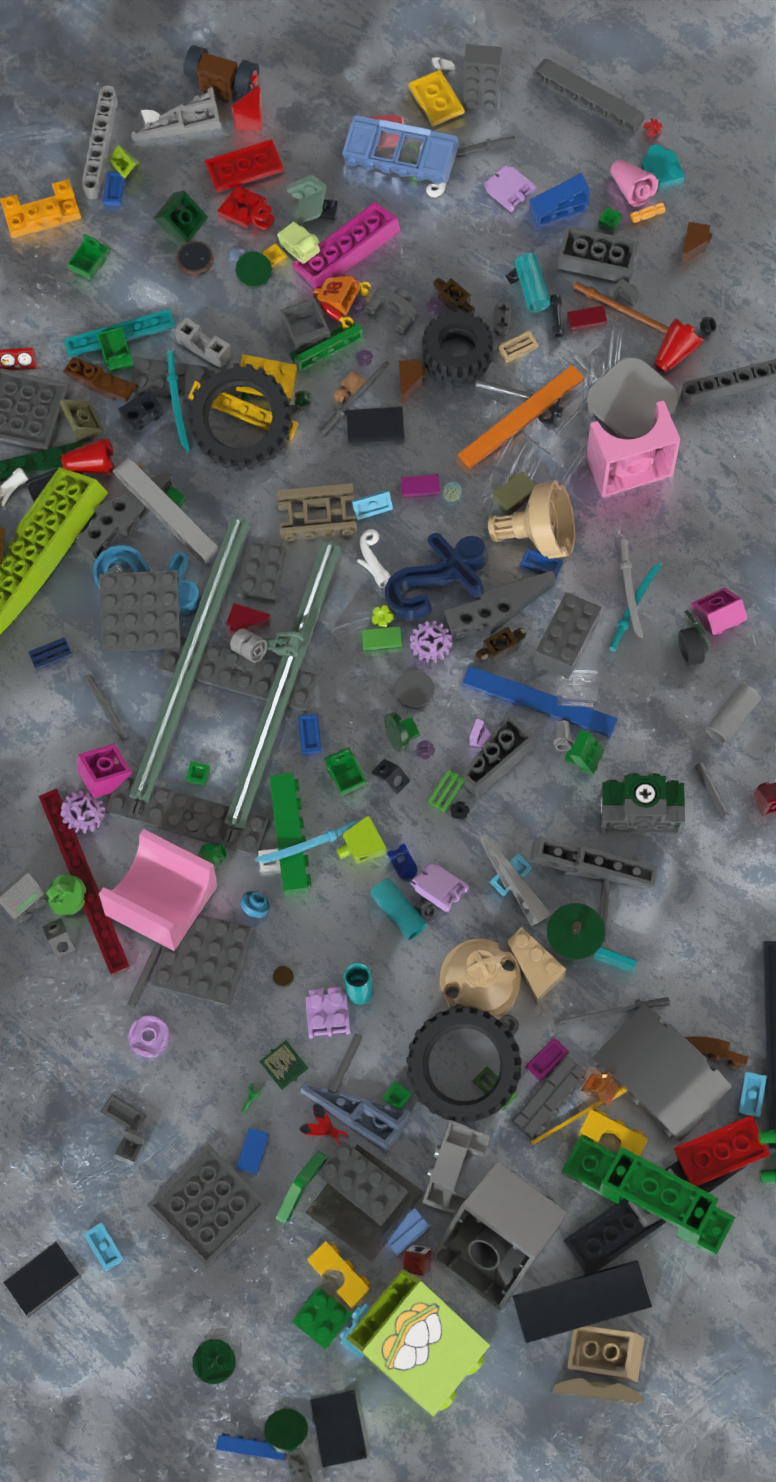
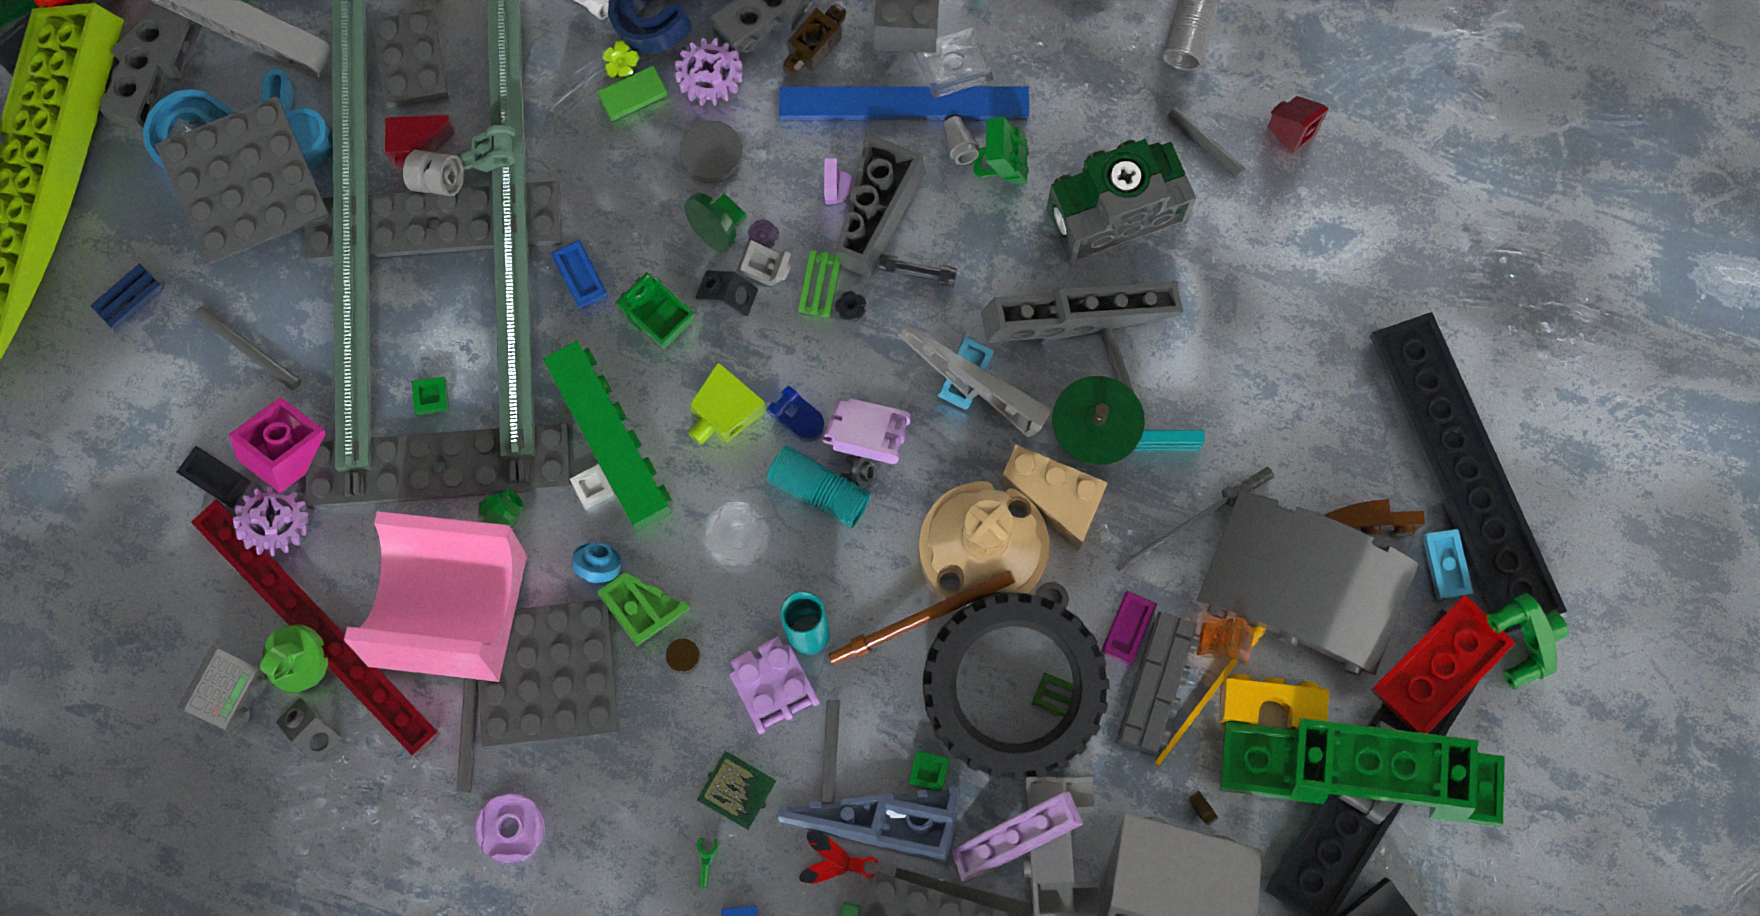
camera: 25 degrees left, 5 degrees up
(60, 775) = (213, 477): none -> black tile
(270, 940) = (640, 607): none -> bright green wing
(330, 835) = (670, 416): medium azure sword -> none
(341, 919) = (737, 535): none -> clear tile
(388, 1009) = (863, 644): none -> dark orange bar
(418, 767) = (764, 263): none -> light grey bracket
(430, 1151) = (1016, 836): none -> lavender tile
(492, 795) = (890, 265): none -> black bar
(547, 1180) = (1203, 808): none -> dark brown tile

